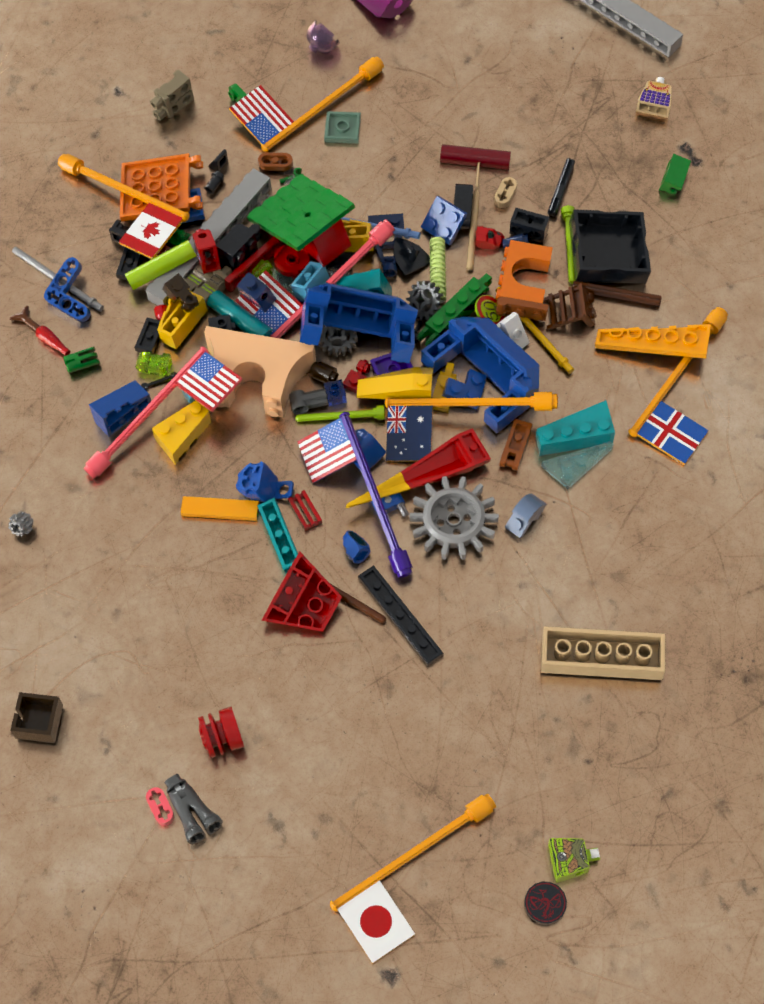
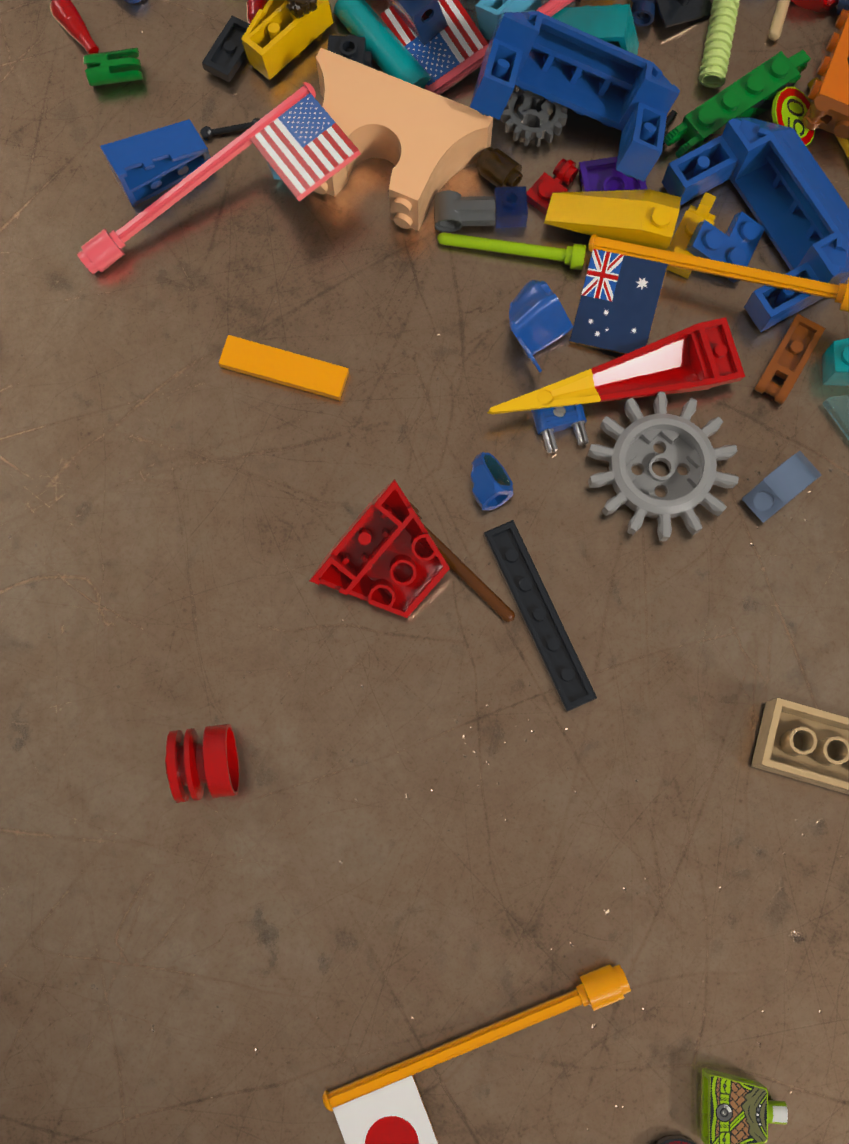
camera: 10 degrees right, 15 degrees up
(154, 364) = (229, 97): clear neon green leg -> none
(163, 804) = (74, 864): coral beam -> none
(181, 429) = (248, 220): yellow wedge -> none
(185, 798) = (125, 859): dark grey piece -> none
(261, 484) = (359, 341): blue piece -> none
(278, 532) = (369, 432): teal brick -> none
(298, 497) = (413, 375): red tile -> none
(336, 448) = (494, 306): flag -> none
(425, 299) = (702, 63): dark grey gear -> none
(514, 329) = (831, 154): white brick -> none

